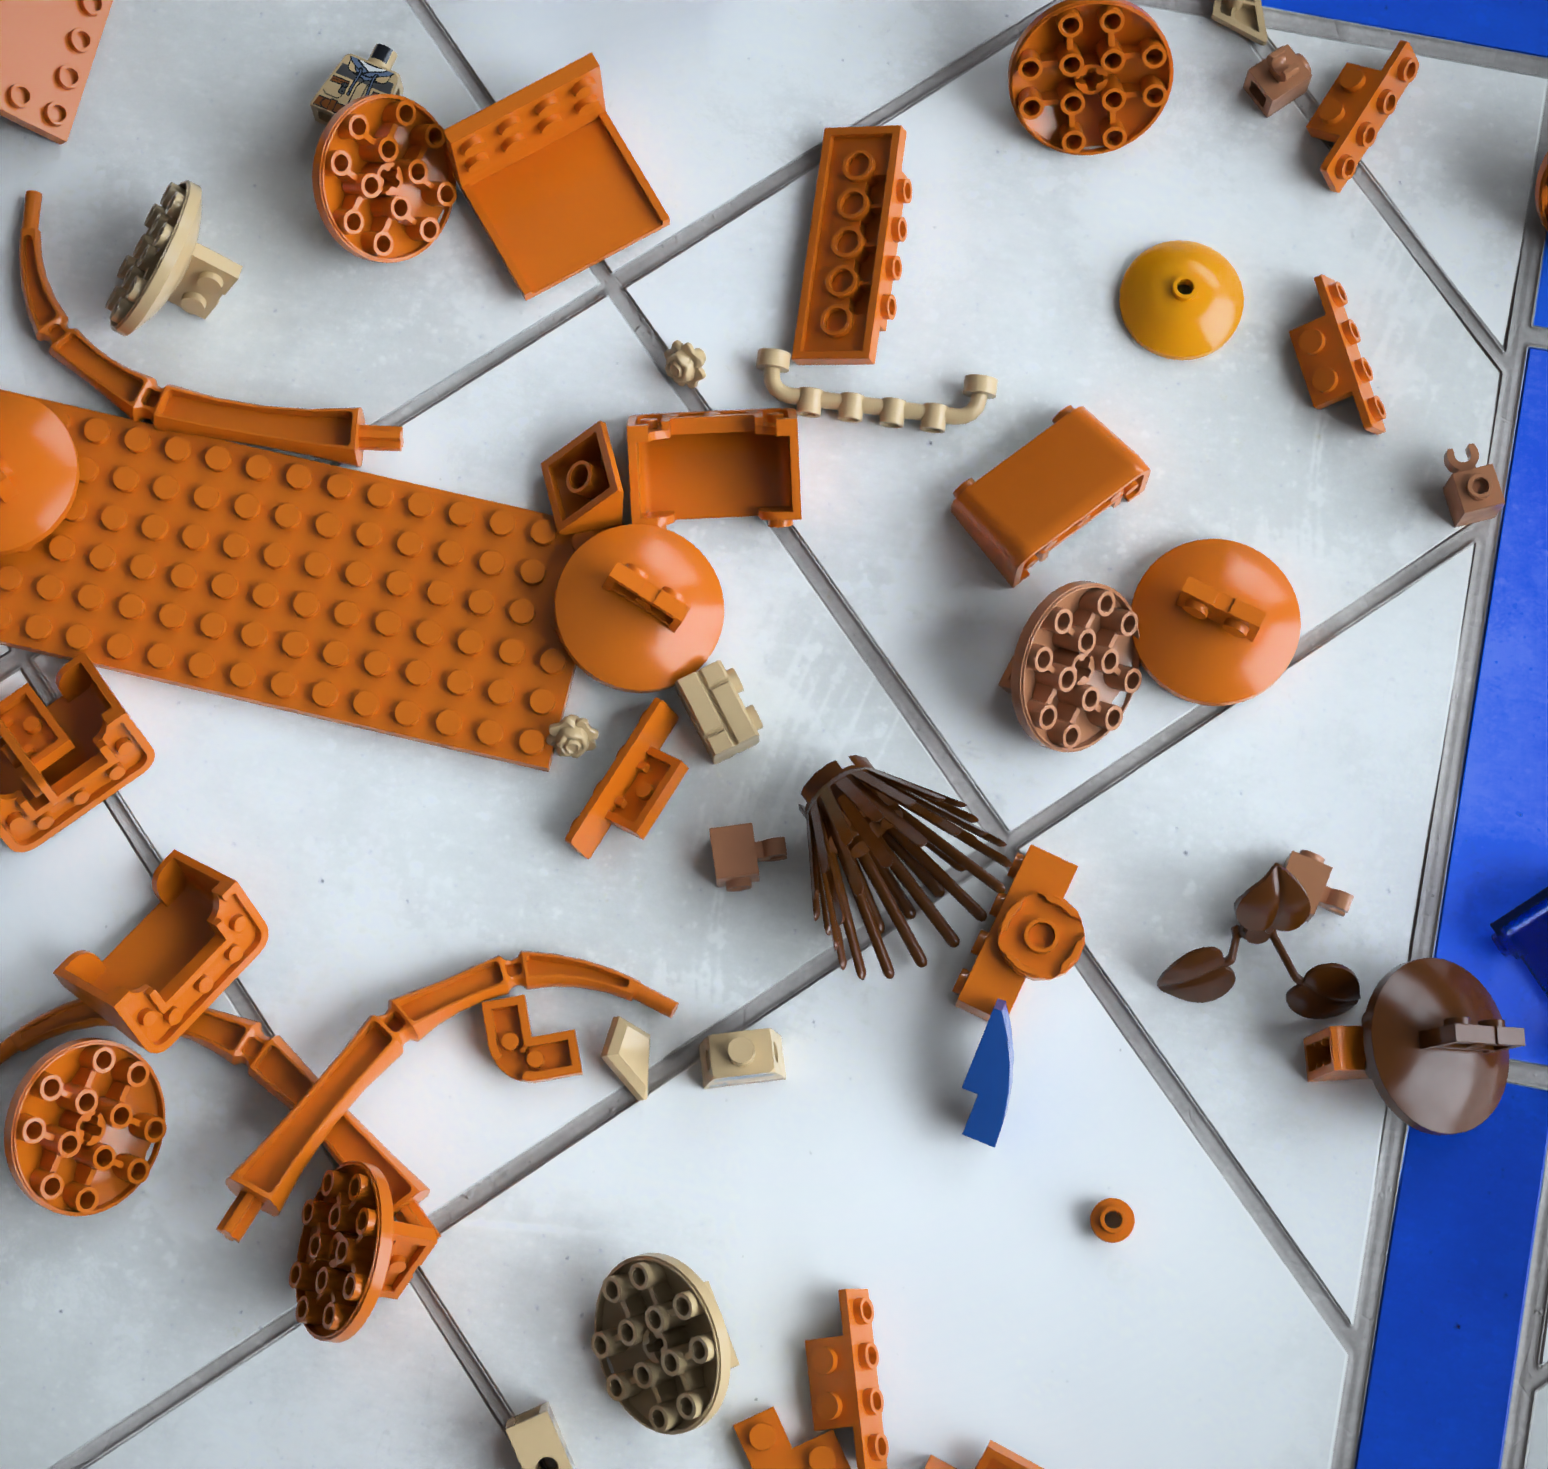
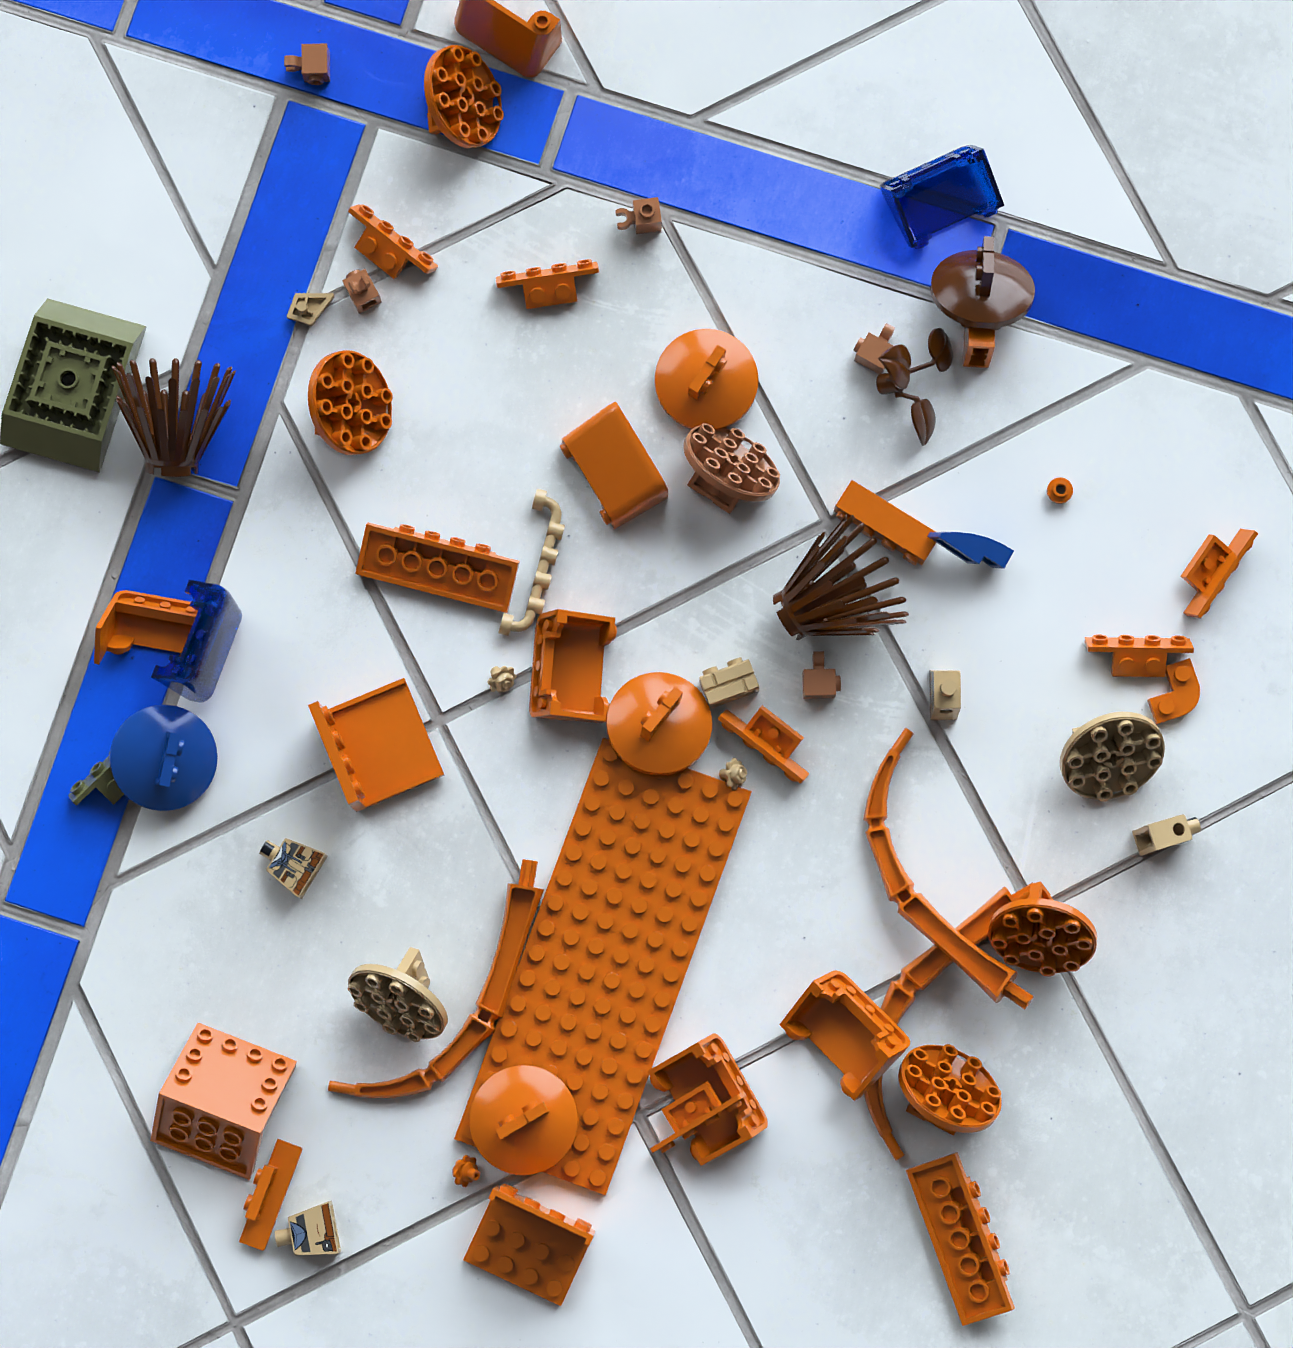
camera: 85 degrees left, 5 degrees up
(383, 178) = (359, 853): orange bracket -> none
(525, 1056) = (927, 823): orange plate -> none
(584, 483) = (575, 748): orange slope -> none
(628, 1055) = (934, 760): tan piece -> none
(1041, 936) = (893, 506): orange tile -> none
(1178, 323) = (500, 387): light orange dish -> none

